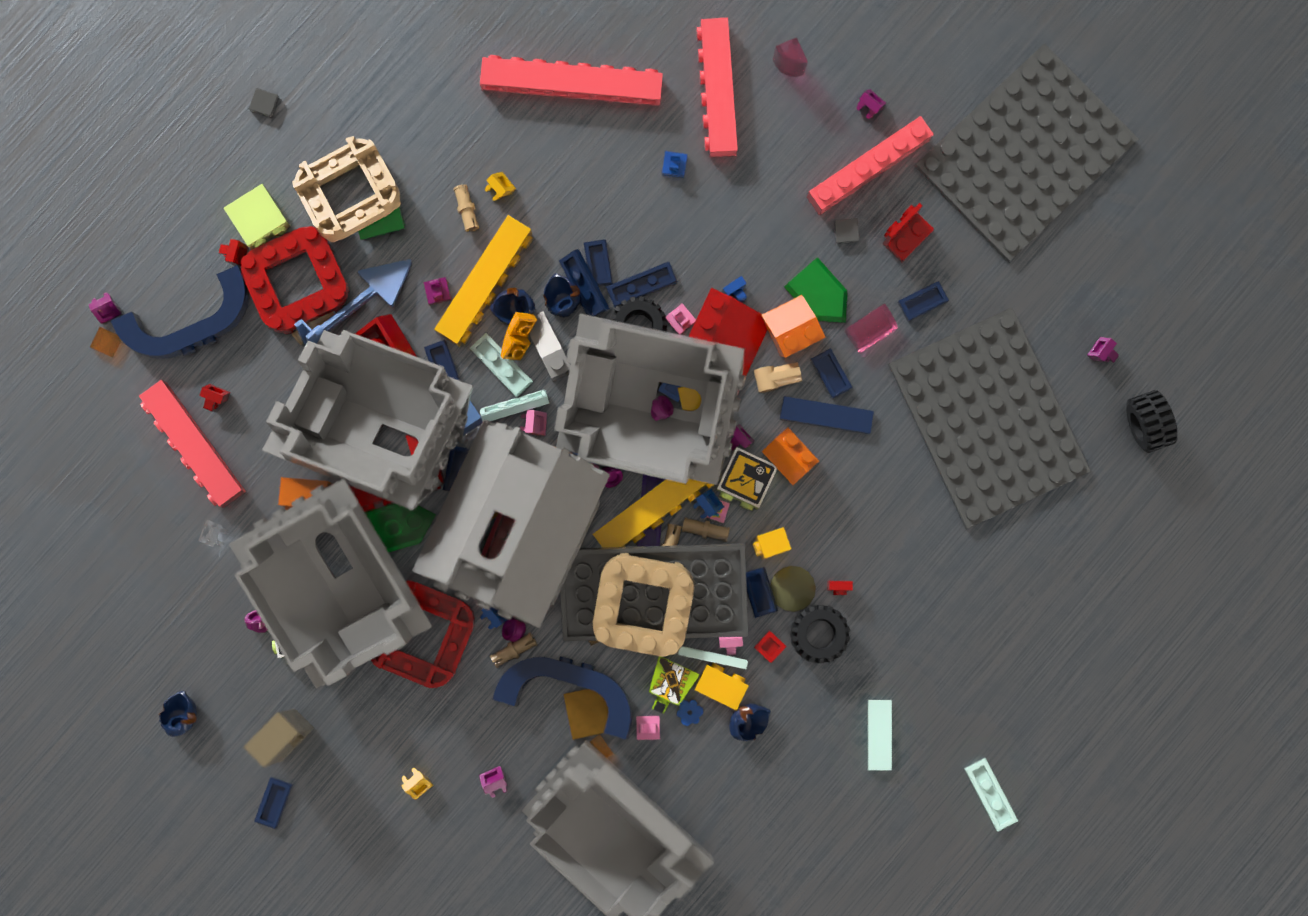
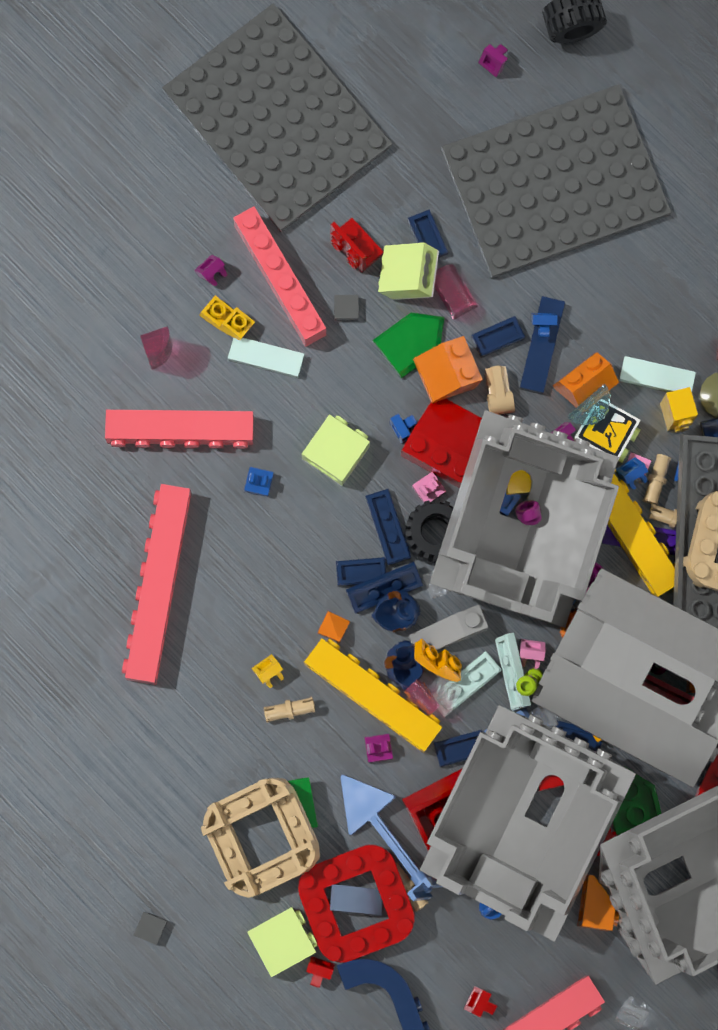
camera: 85 degrees left, 5 degrees down
(297, 277) = (356, 900): none -> sand blue slope
(482, 322) = (421, 696): none -> clear pink cone
(489, 346) = (446, 693): none -> clear tile
(497, 414) = (529, 682): none -> lime piece
(544, 242) = (333, 627): none -> orange slope
(709, 230) = (336, 449): none -> yellowish green piece
(763, 460) = (593, 408): none -> clear light blue plate
(793, 161) = (266, 357): none -> light aqua tile
(805, 524) = (655, 375): none -> light aqua tile
(825, 121) = (223, 317): none -> yellow slope
(847, 412) = (543, 321): none -> blue tile
(884, 282) = (408, 271): none -> yellowish green piece

